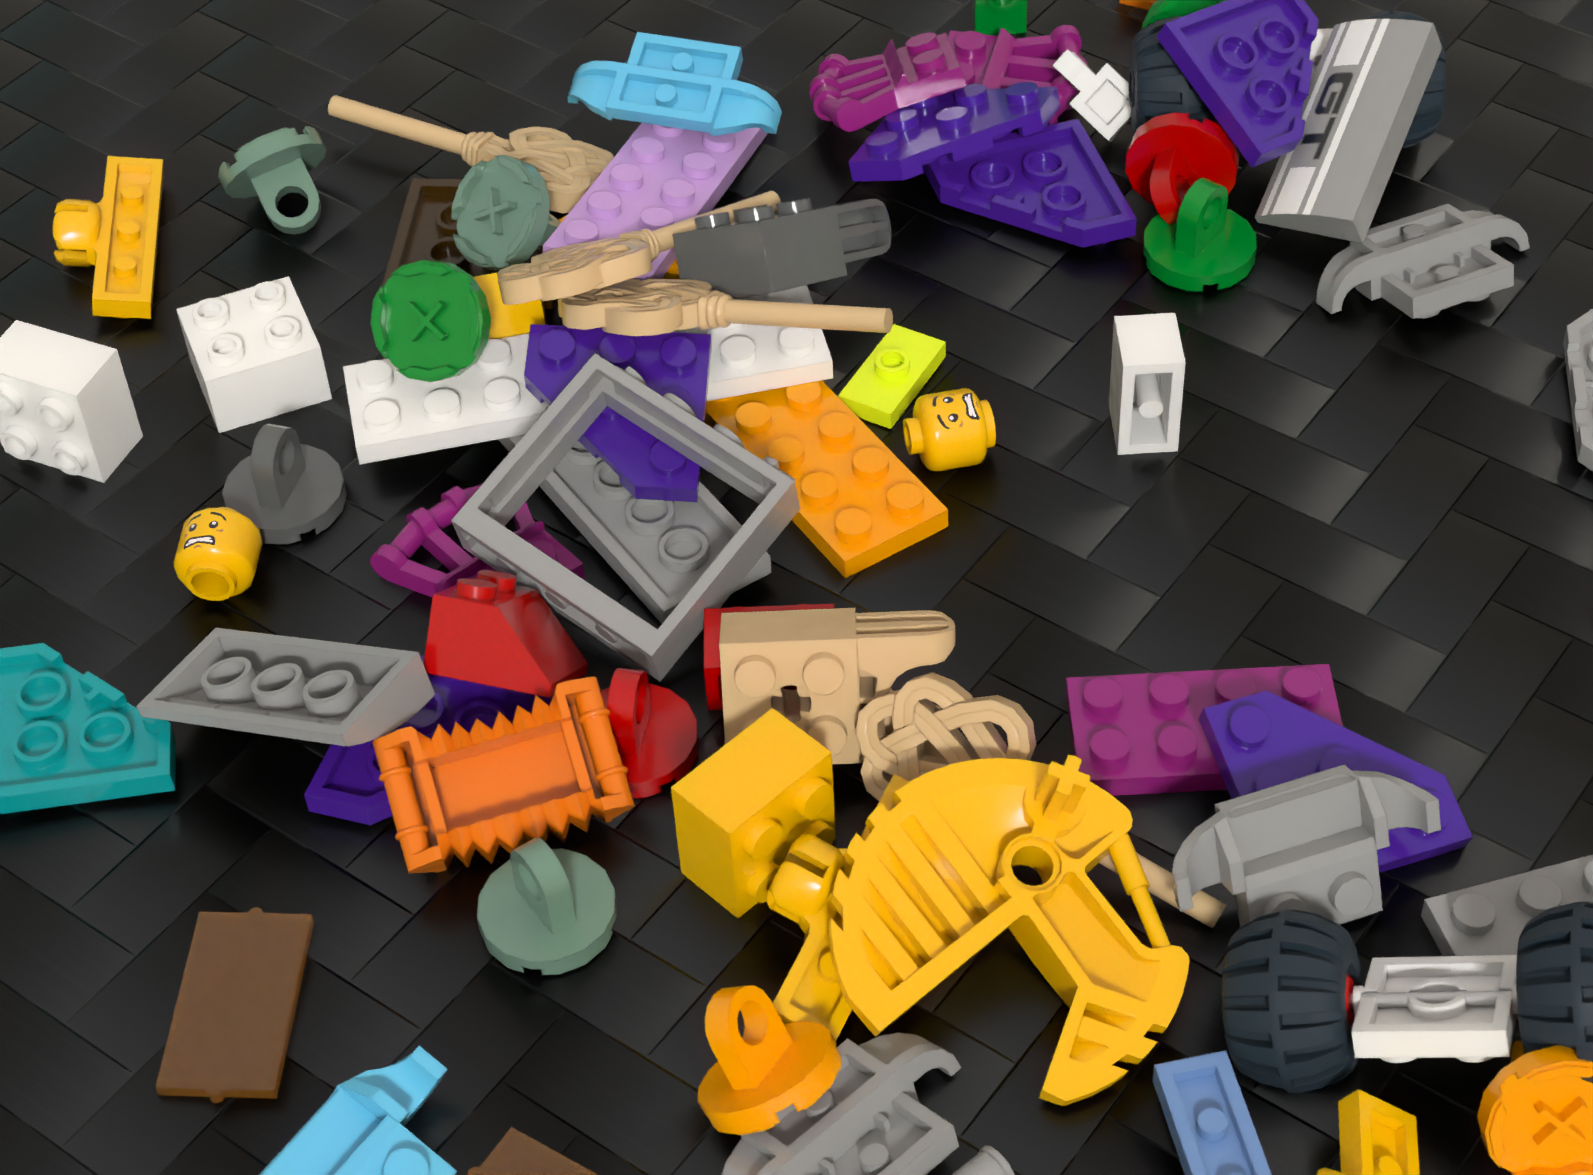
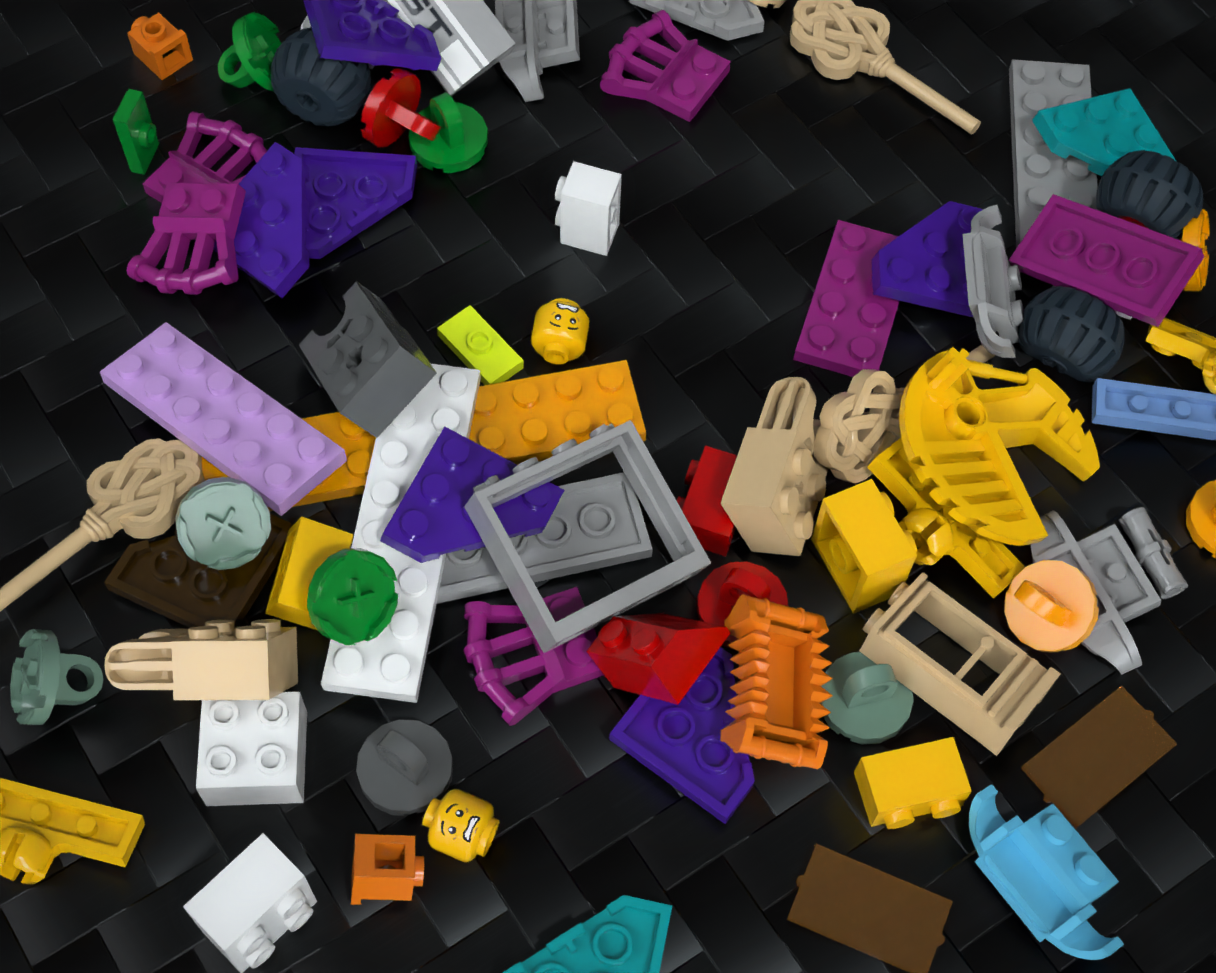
camera: 75 degrees left, 15 degrees up
(143, 517) = (385, 868): none -> orange brick
(292, 688) = (652, 802): light grey slope -> none
(322, 265) = (209, 661): none -> tan brick
(425, 984) = (912, 783): none -> yellow brick
(600, 263) = (330, 489): tan piece -> none
(601, 1049) = (986, 718): none -> tan door
(677, 87) = (135, 368): medium azure plate -> none
(681, 304) = (412, 448): tan piece -> none
(1102, 95) = (284, 124): white plate -> none
(1422, 969) = (1107, 258): none -> magenta plate
(1466, 438) = (684, 83): none -> magenta plate

